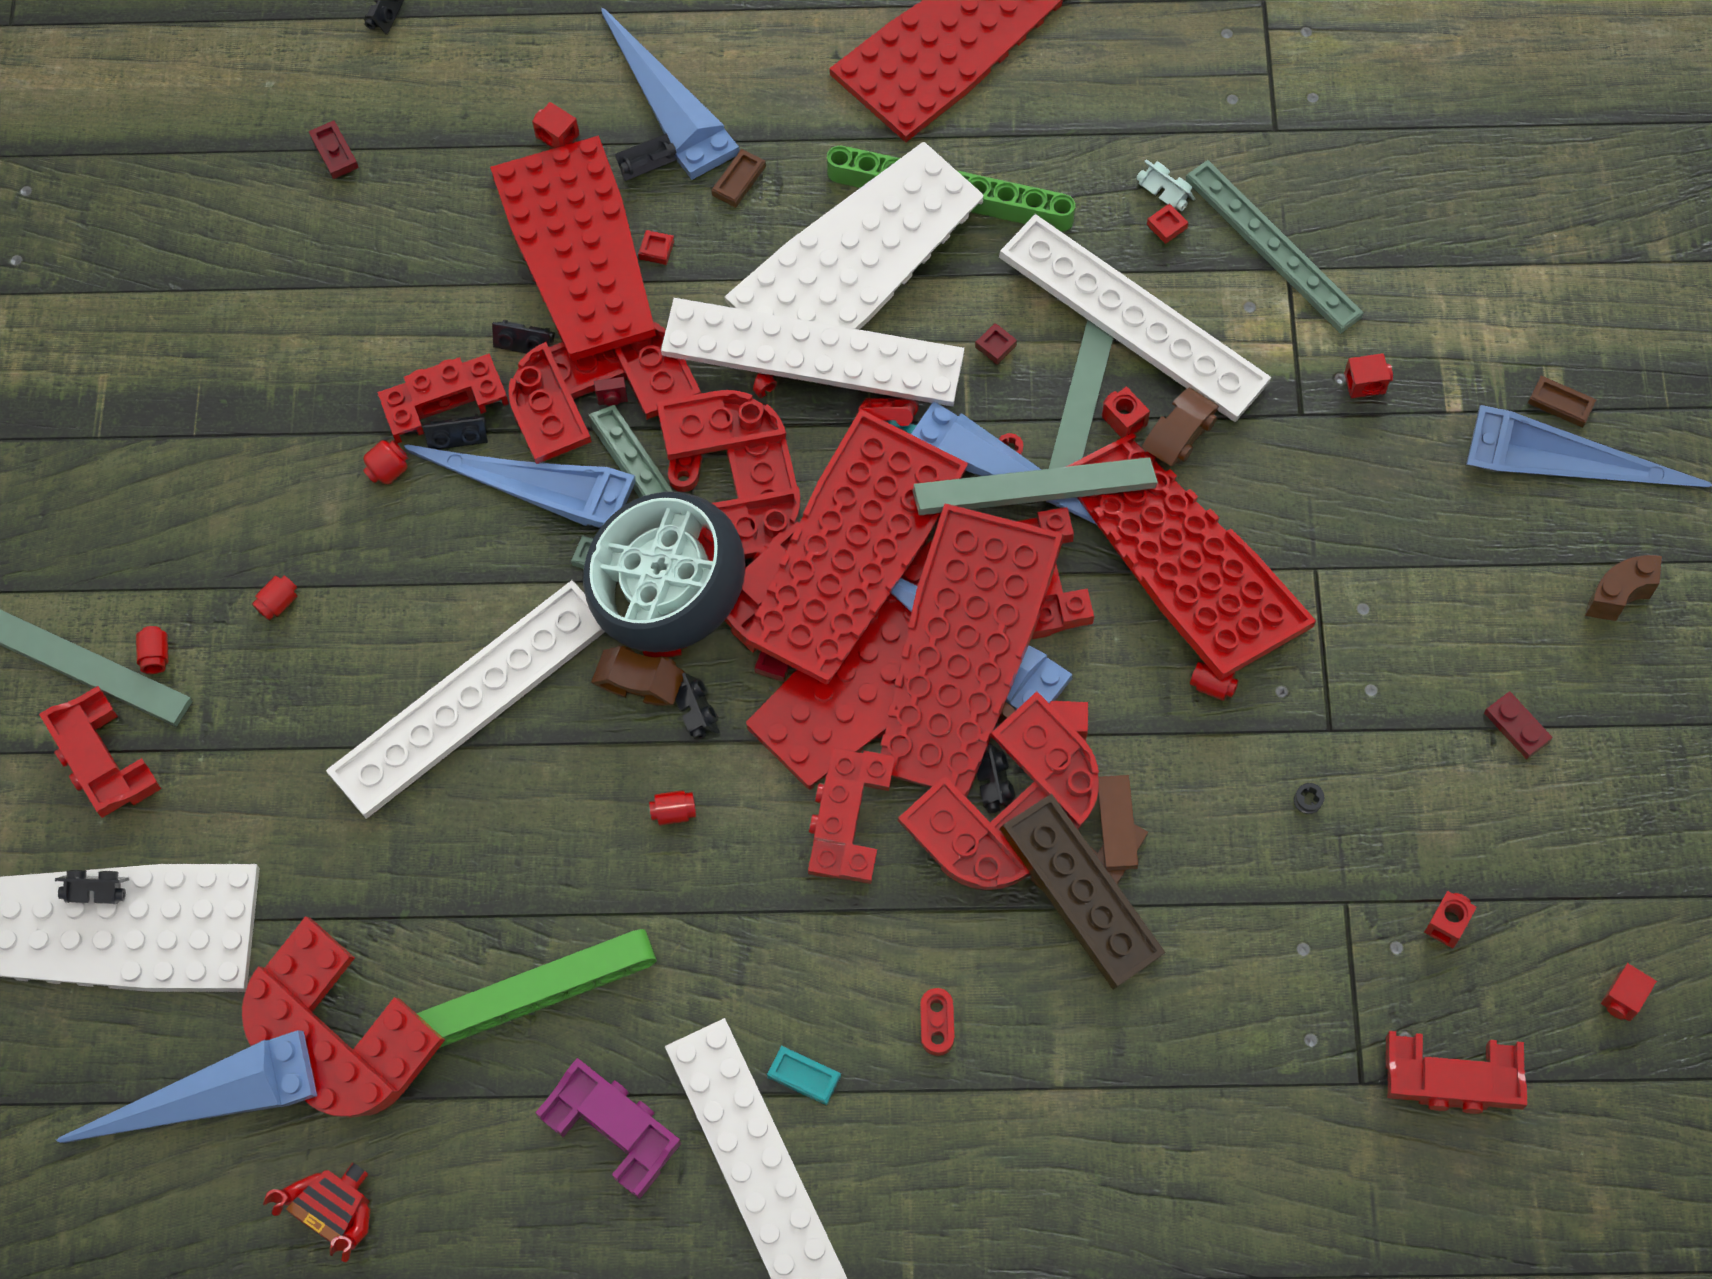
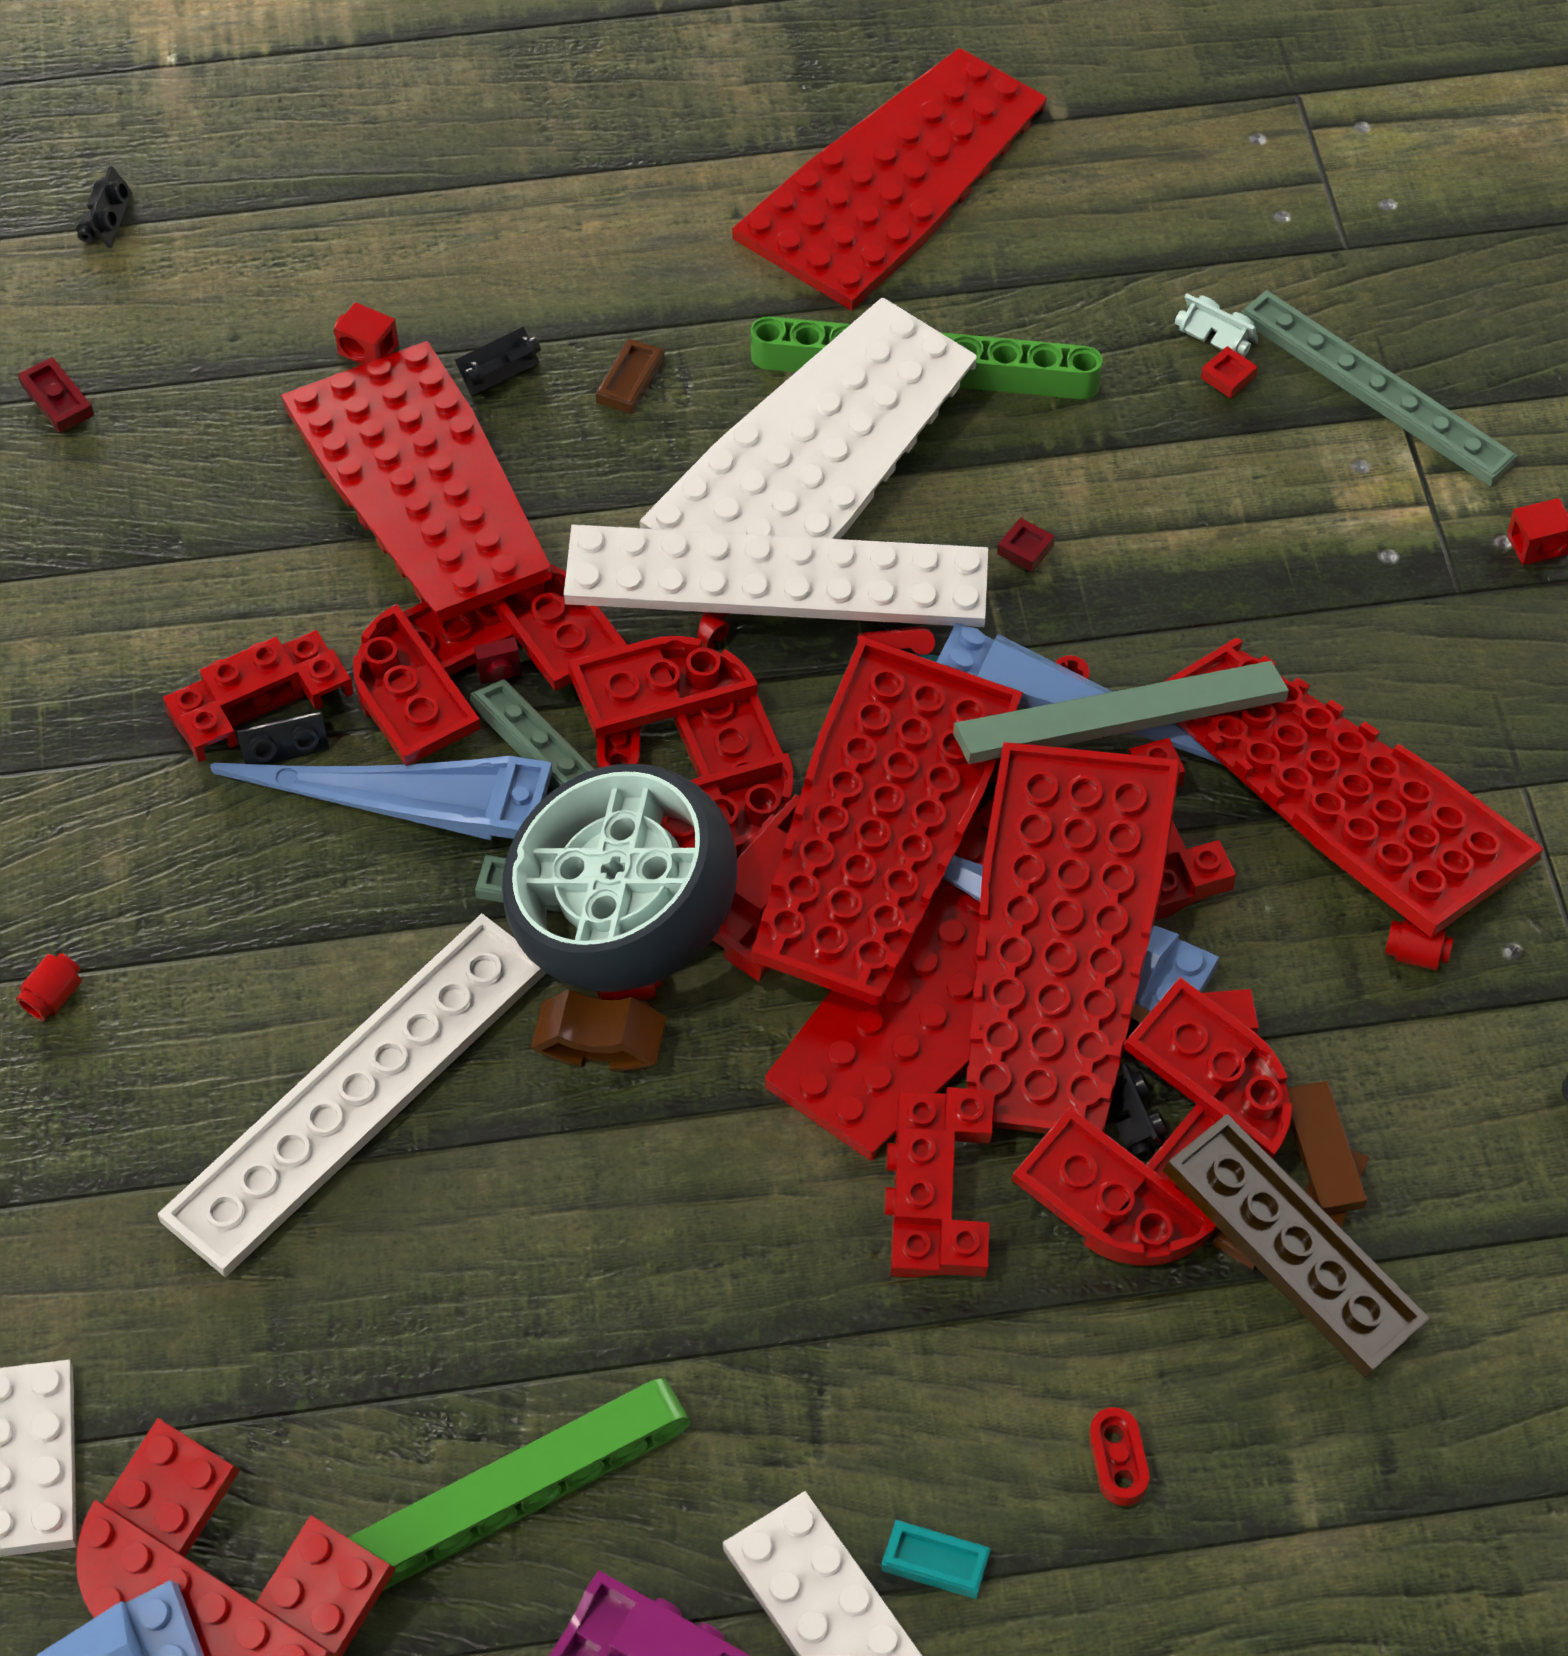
camera: 10 degrees left, 10 degrees down
(385, 462) = (187, 787): red head -> none
(518, 338) = (354, 606): black hinge -> none
(656, 247) = (530, 473): red tile -> none
(672, 807) = (679, 1205): red brick -> none
(690, 126) = (565, 325): medium blue plate -> none
(702, 715) = (699, 1076): black hinge -> none
(771, 667) = (789, 994): dark red plate -> none
(1082, 397) = (1160, 569): sand green tile -> none
(1125, 423) = (1222, 612): red brick -> none
(1134, 317) = (1212, 491): white plate -> none
(1173, 436) = (1298, 629): reddish brown brick -> none

